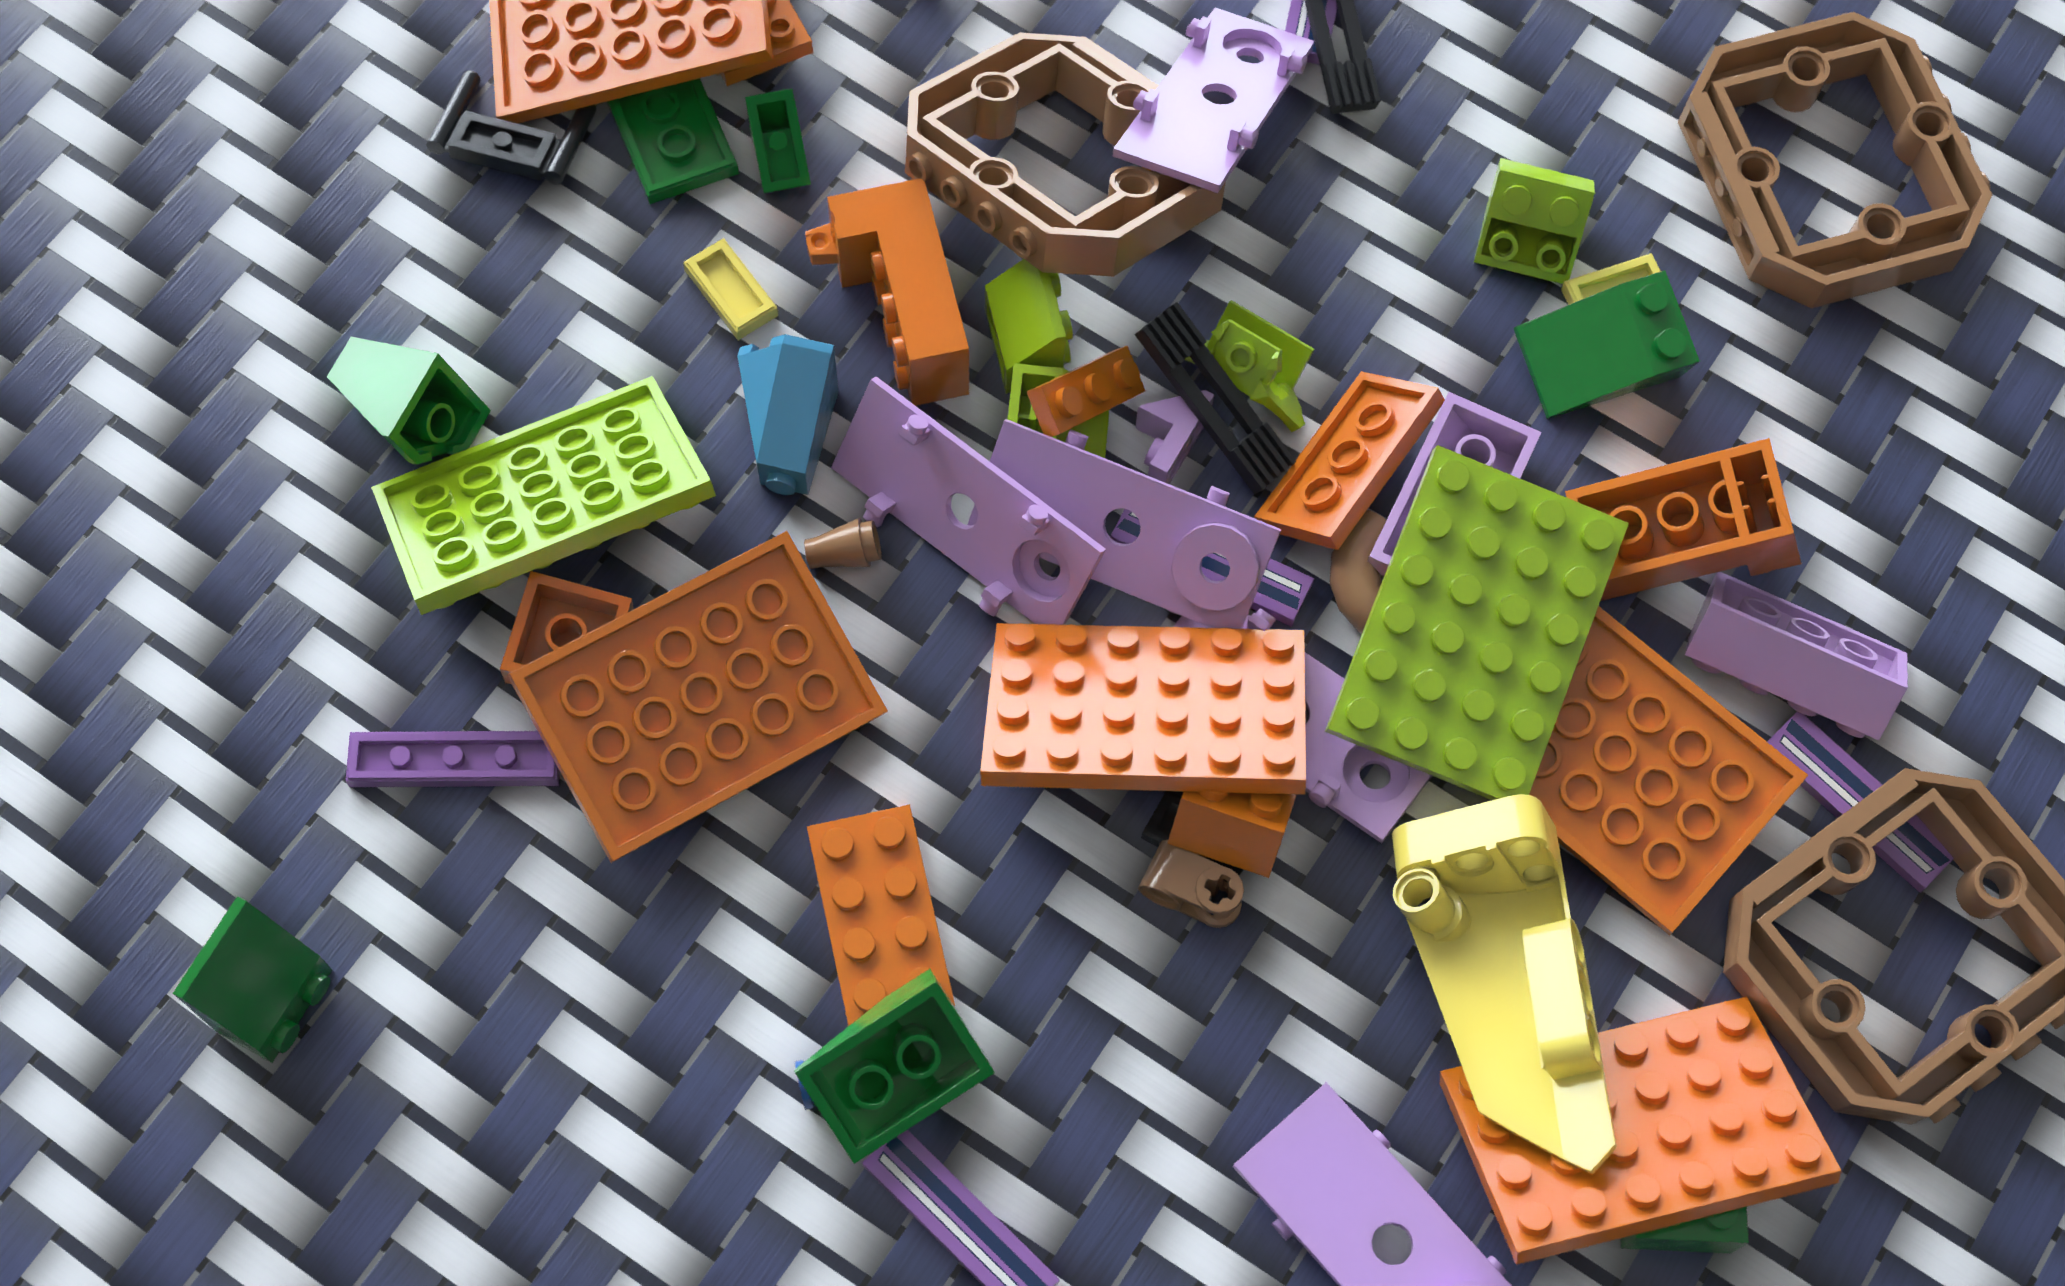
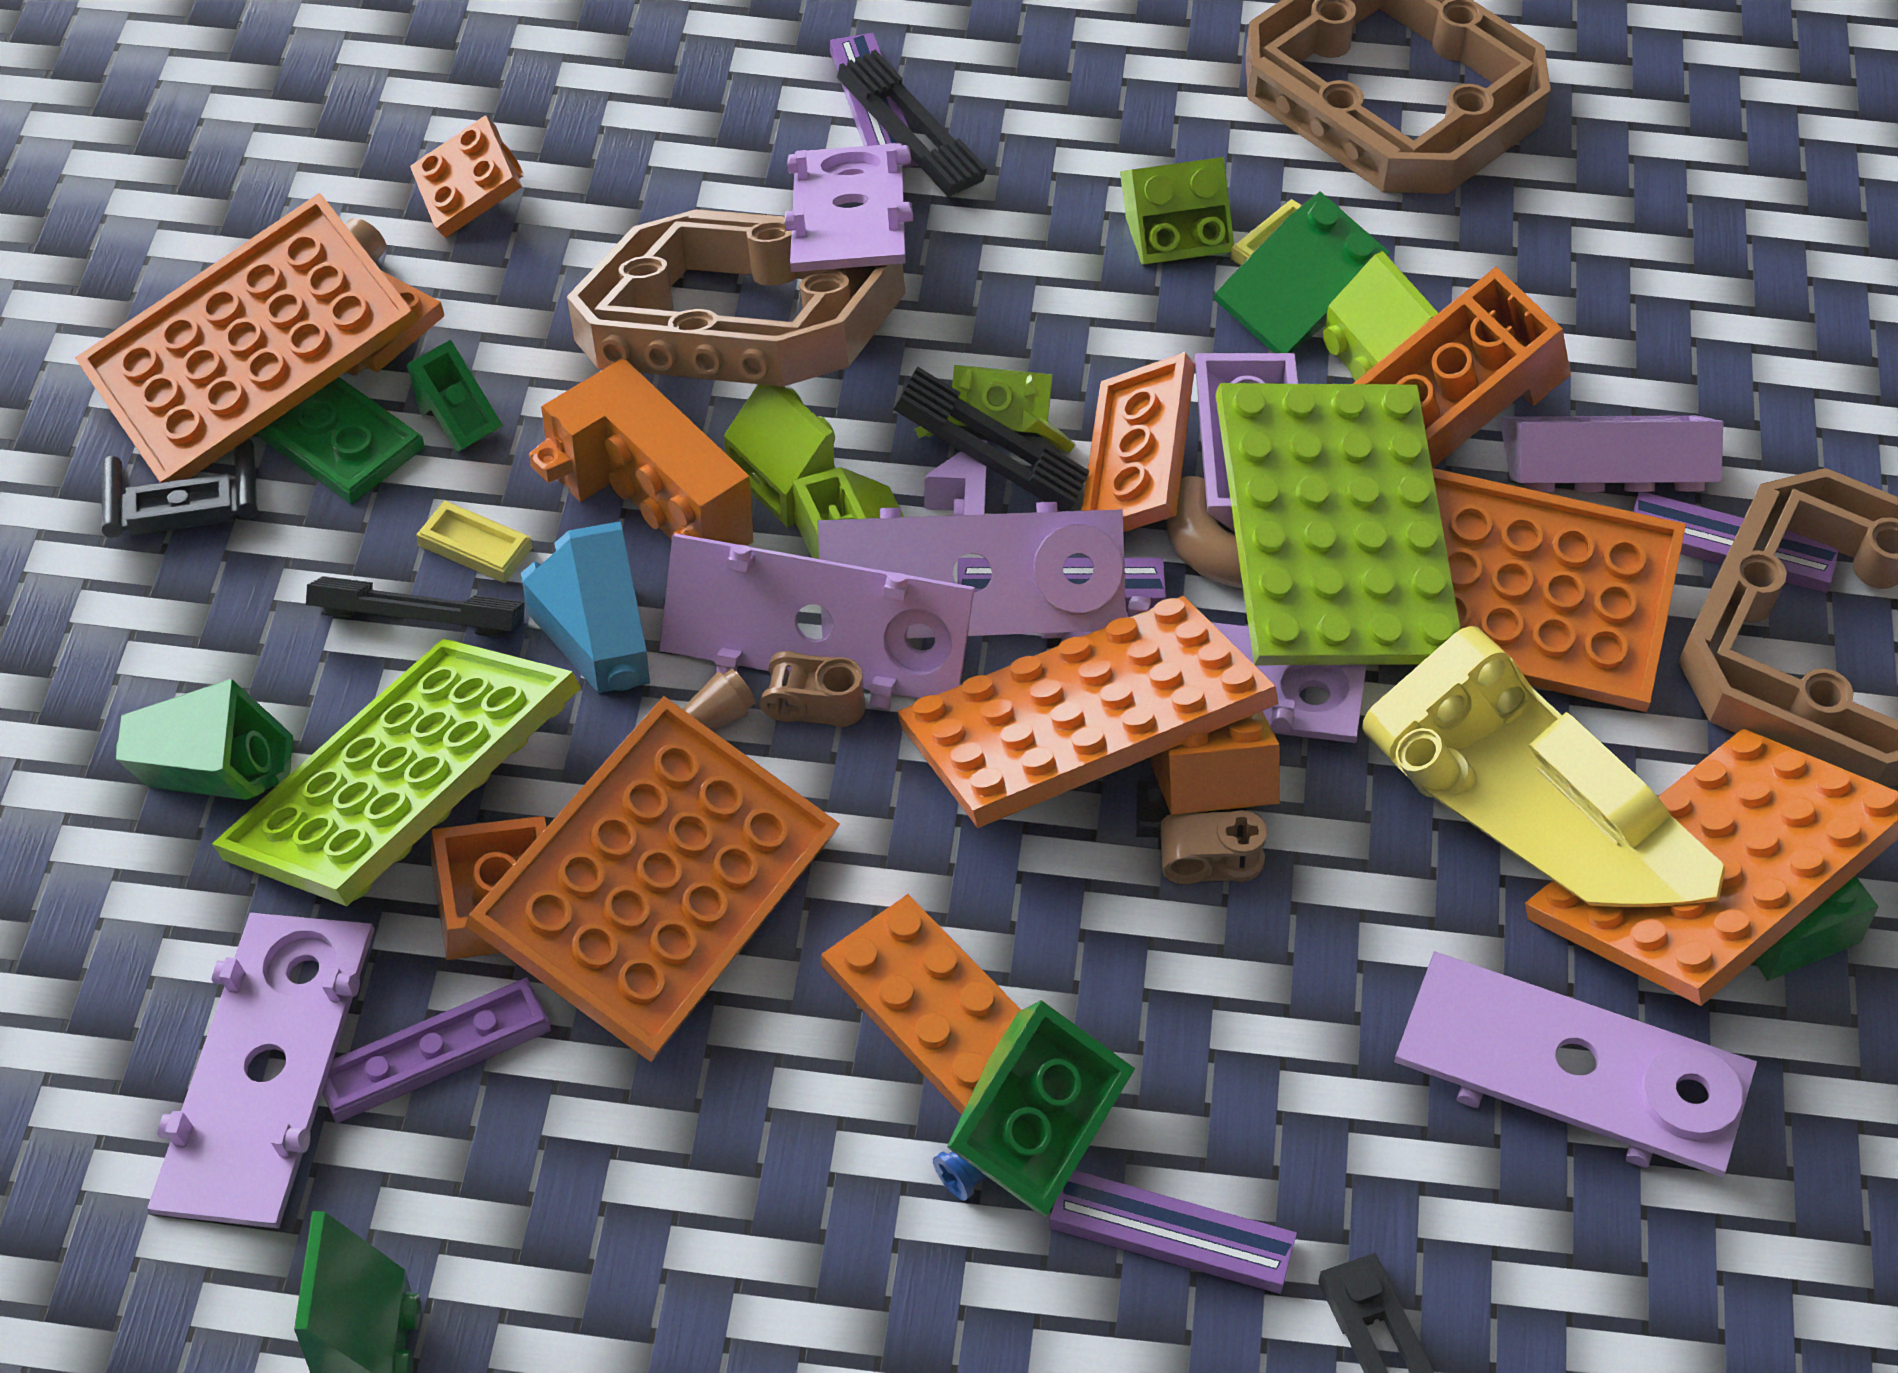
camera: 25 degrees left, 15 degrees down
(270, 765) = (244, 1138): none -> lavender piece
(604, 304) = (345, 596): none -> black container
(928, 564) = (816, 689): none -> medium nougat piece
(1086, 391) = (872, 479): orange plate -> none
(1644, 425) = (1374, 315): none -> lime slope

